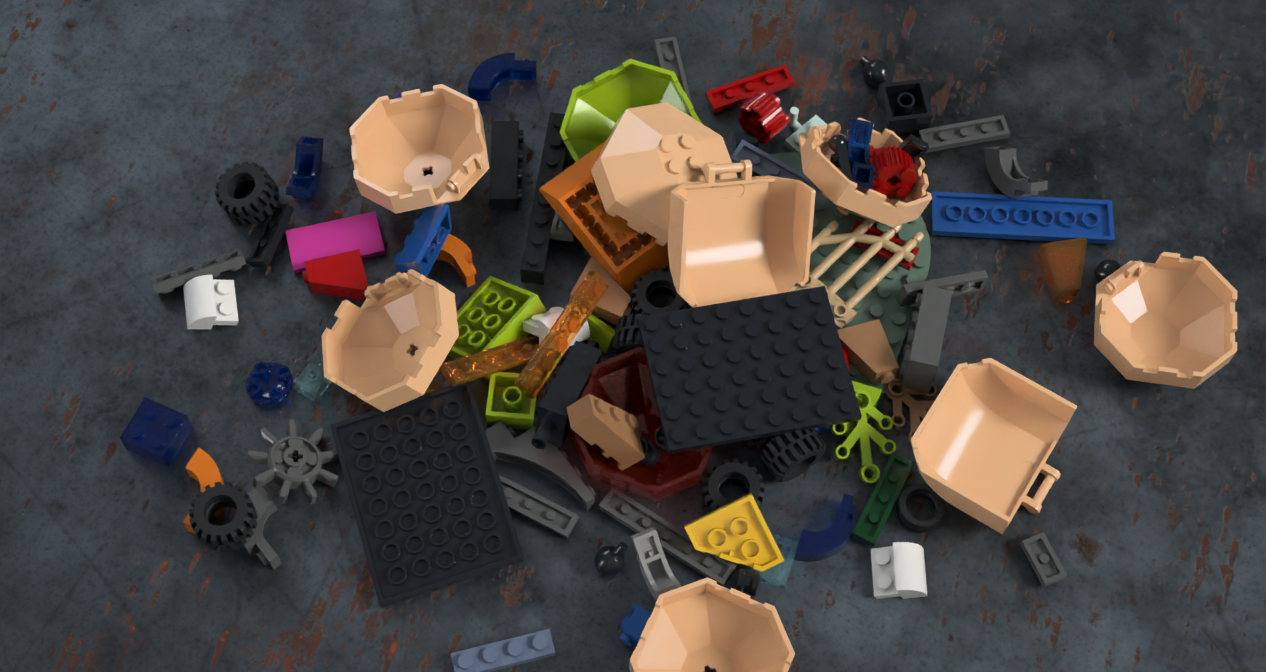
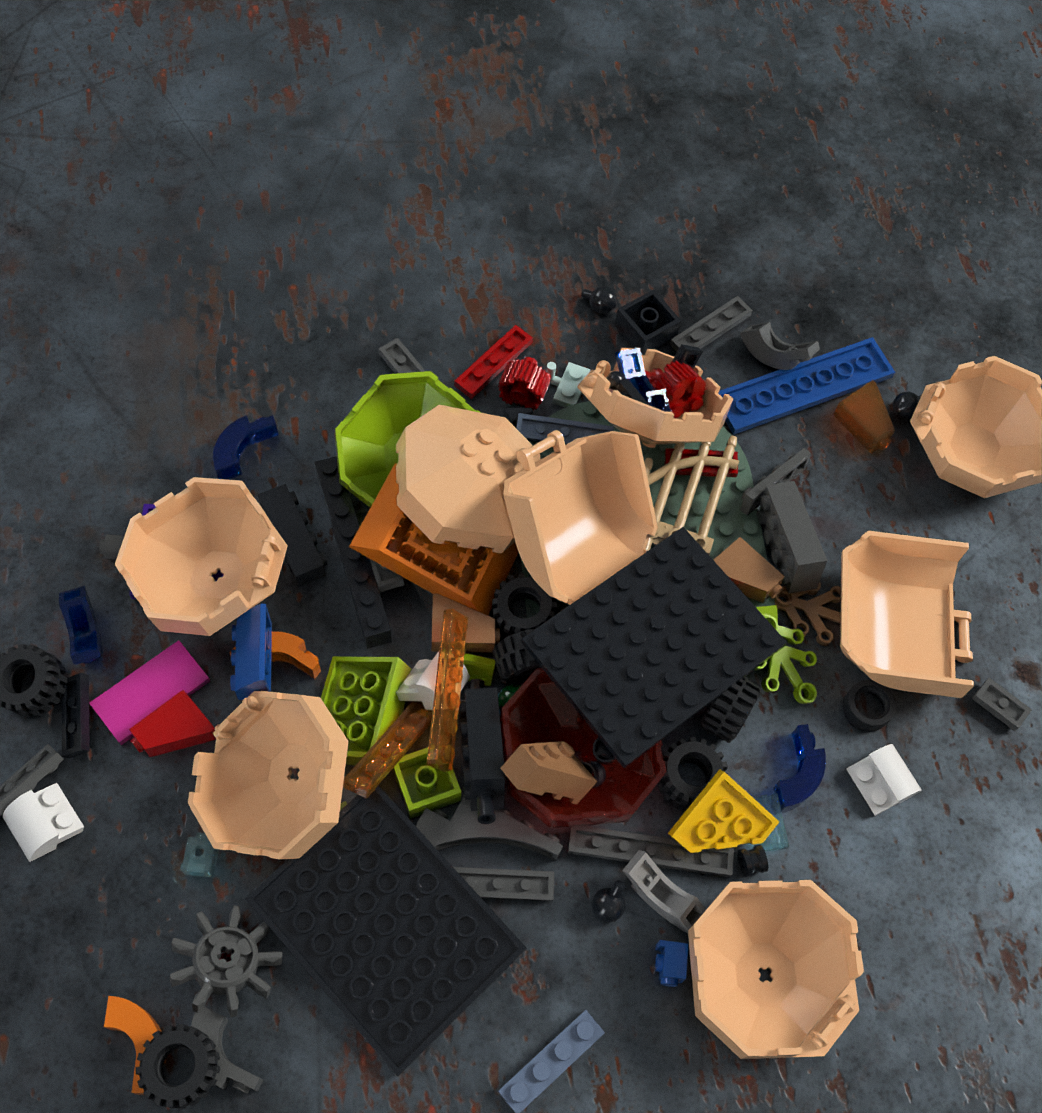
camera: 30 degrees left, 0 degrees up
(156, 432) = (49, 999): clear blue brick -> none
(269, 383) = (152, 881): clear blue dish -> none
(882, 499) = (831, 712): dark green plate -> none

